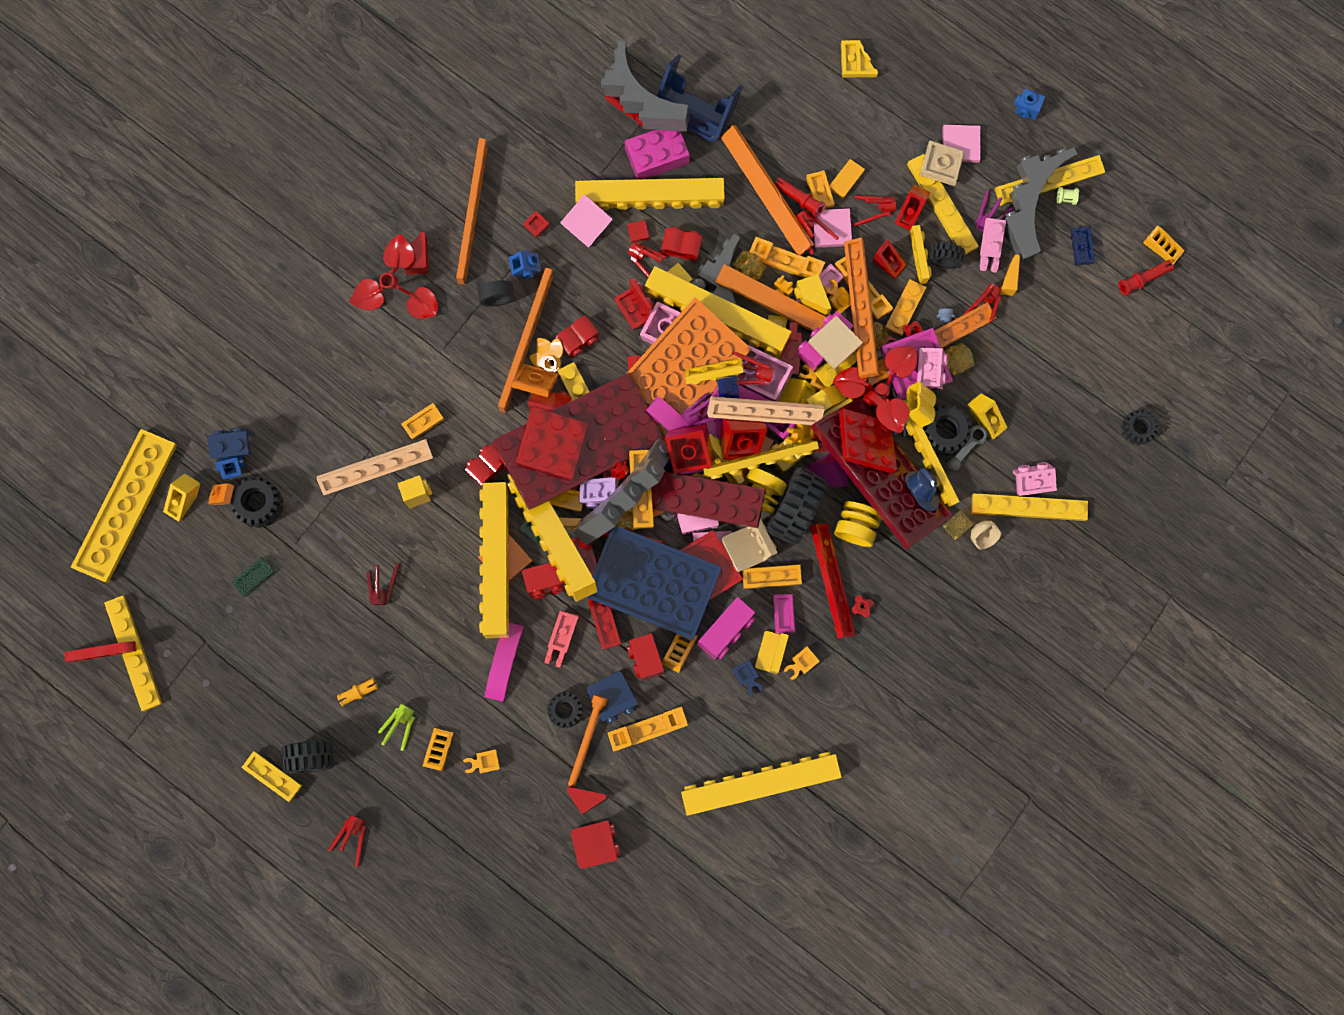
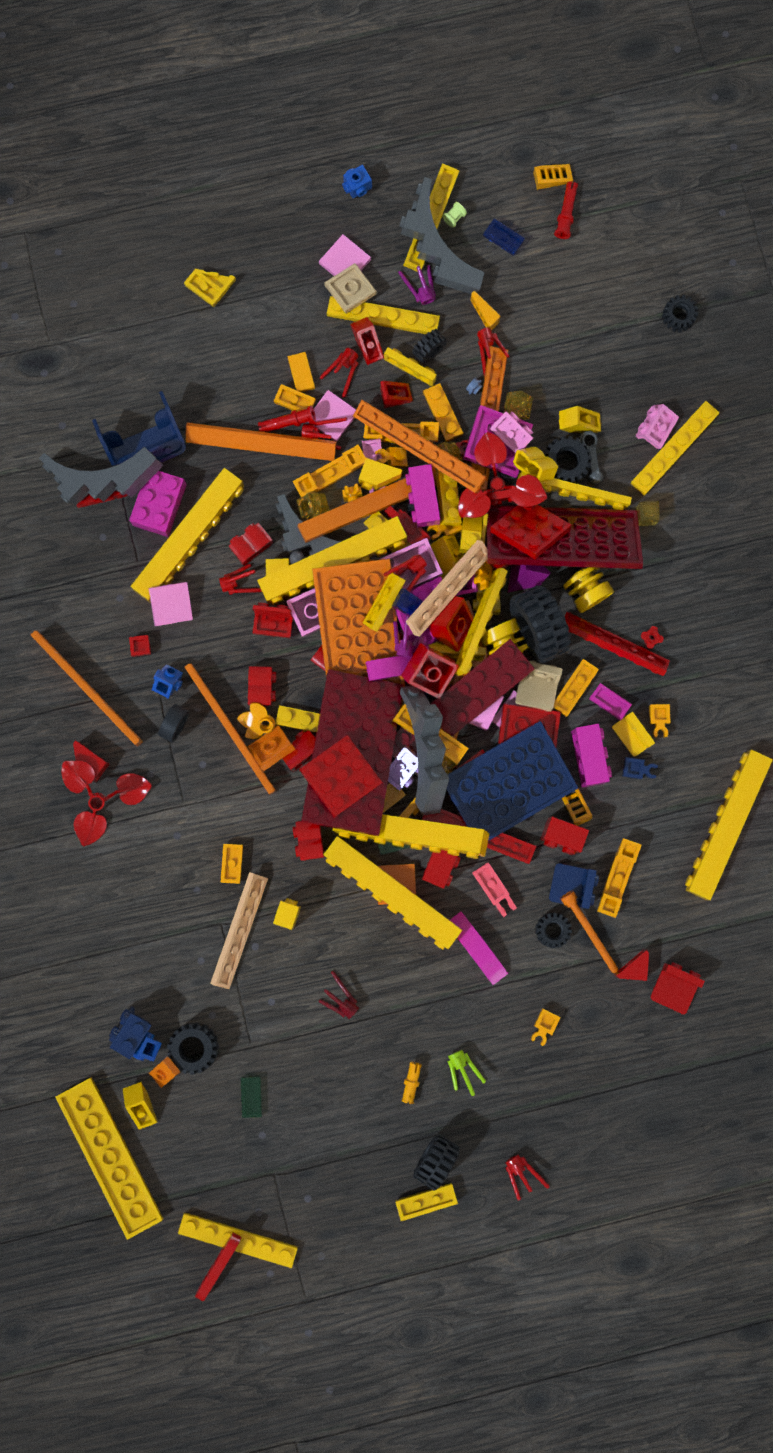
camera: 50 degrees left, 5 degrees up
(431, 747) = (517, 1067): light orange slope -> none
(620, 469) = (401, 738): red plate -> none
(638, 231) = (211, 570): red tile -> none
(835, 342) = (434, 489): tan tile -> none
(915, 326) = (469, 418): red plate -> none
(923, 487) = (600, 515): dark blue piece -> none
(985, 534) = (670, 498): tan hair -> none
(992, 243) = (447, 304): bright pink hinge -> none

